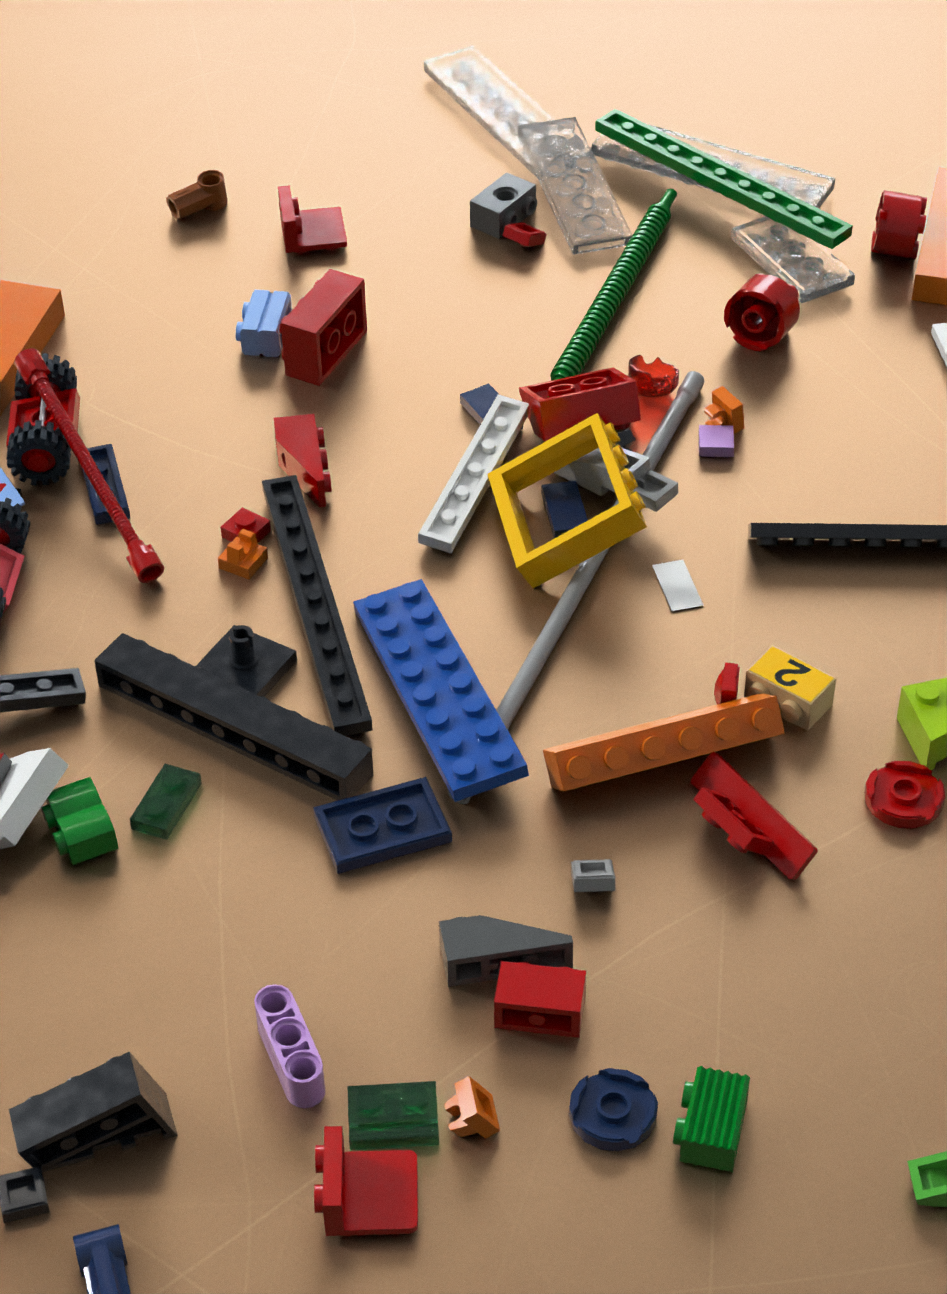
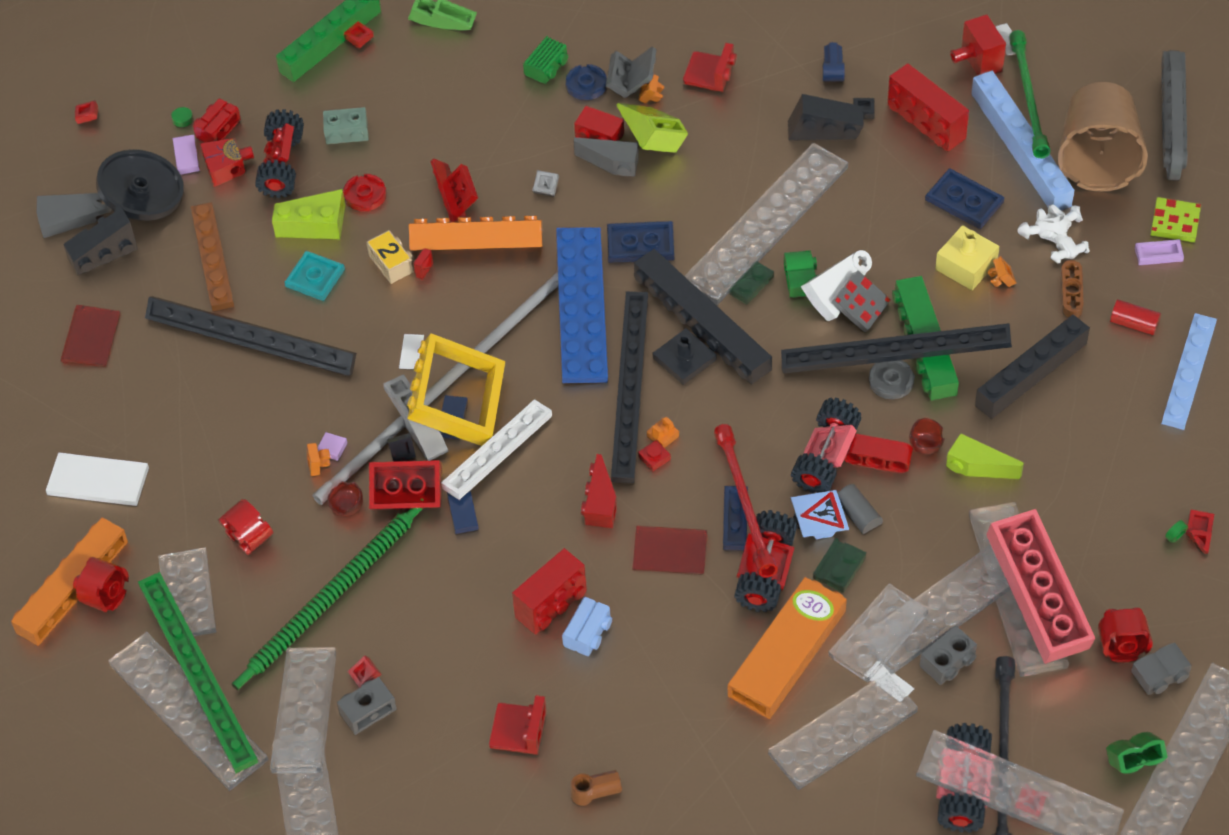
camera: 160 degrees left, 10 degrees up
(158, 909) = (766, 222): none -> clear plate
(186, 432) = (670, 549): none -> clear red piece
(281, 1026) = (725, 135): lavender beam -> none
(392, 1115) = (686, 101): clear green plate -> none
(437, 1008) = (653, 128): none -> lime slope
(525, 1127) = (628, 75): none -> dark grey bracket
(896, 648) = (314, 275): none -> teal tile

